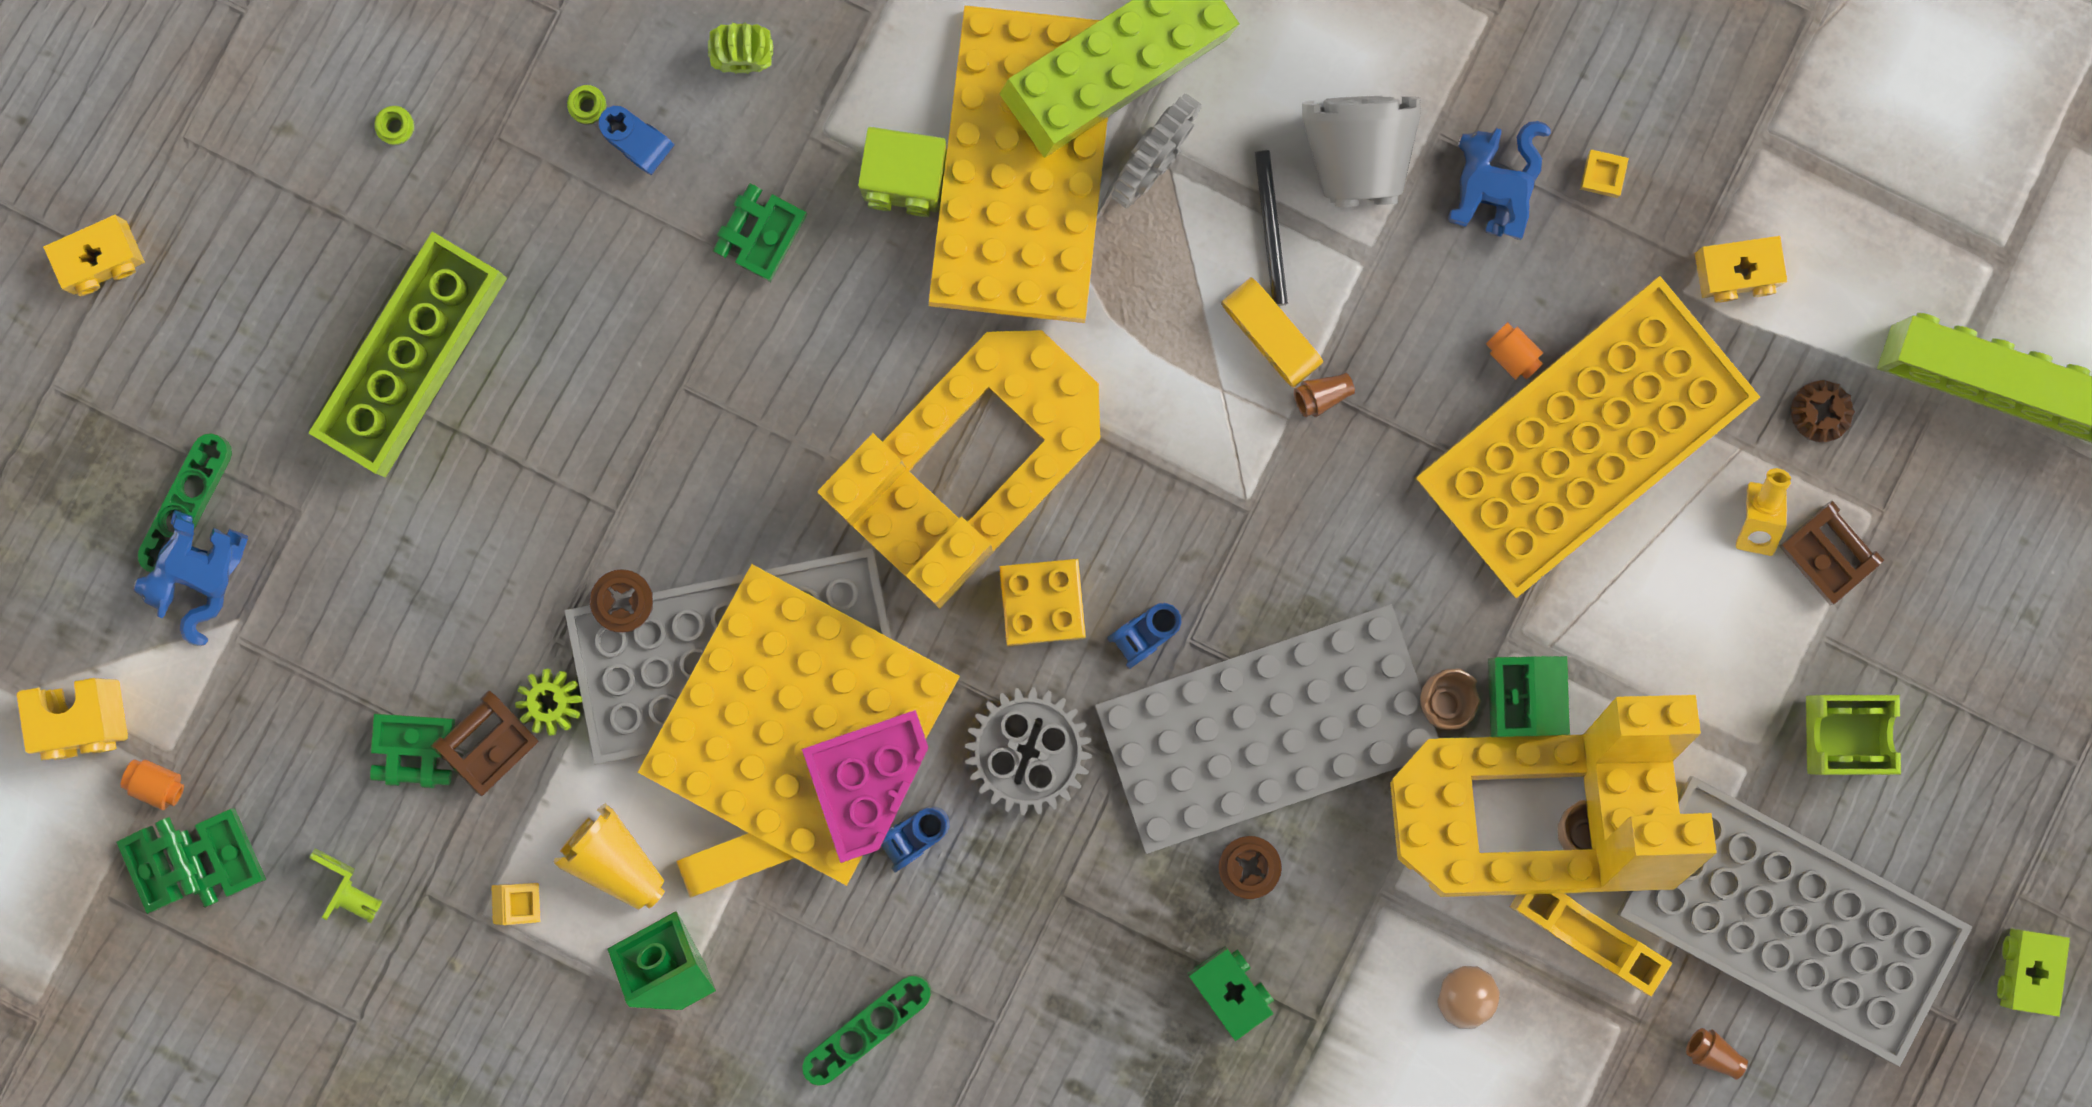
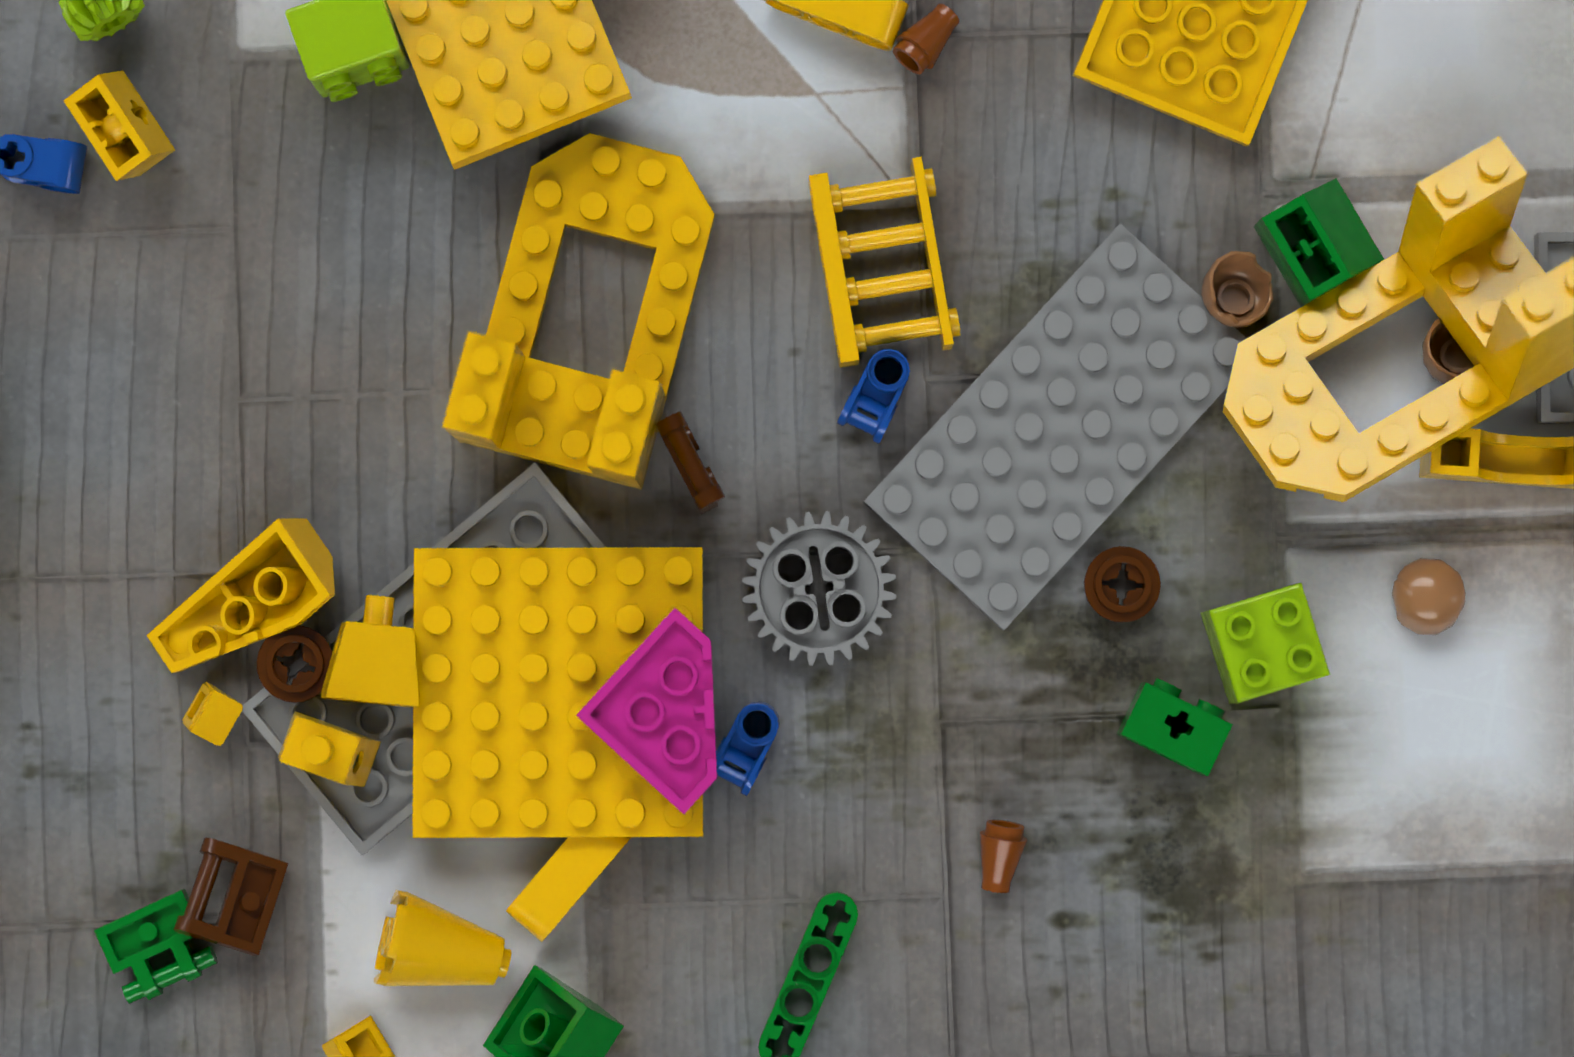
camera: 30 degrees left, 0 degrees up
(537, 707) = (267, 828): lime gear -> none
(542, 604) = (212, 714): none -> yellow slope
(610, 676) = (328, 750): none -> yellow torso
(619, 536) = (254, 596): none -> yellow wedge
(679, 629) = (374, 659): none -> yellow torso
(705, 142) = (119, 125): none -> yellow brick
(770, 237) = (244, 190): green plate -> none
(984, 595) = (684, 453): none -> reddish brown plate
(1042, 602) = (748, 420): yellow piece -> none
(1057, 1012) = (1000, 853): none -> dark orange cone
(1164, 546) = (846, 292): none -> yellow fence
(1329, 967) = (1265, 643): none -> lime piece

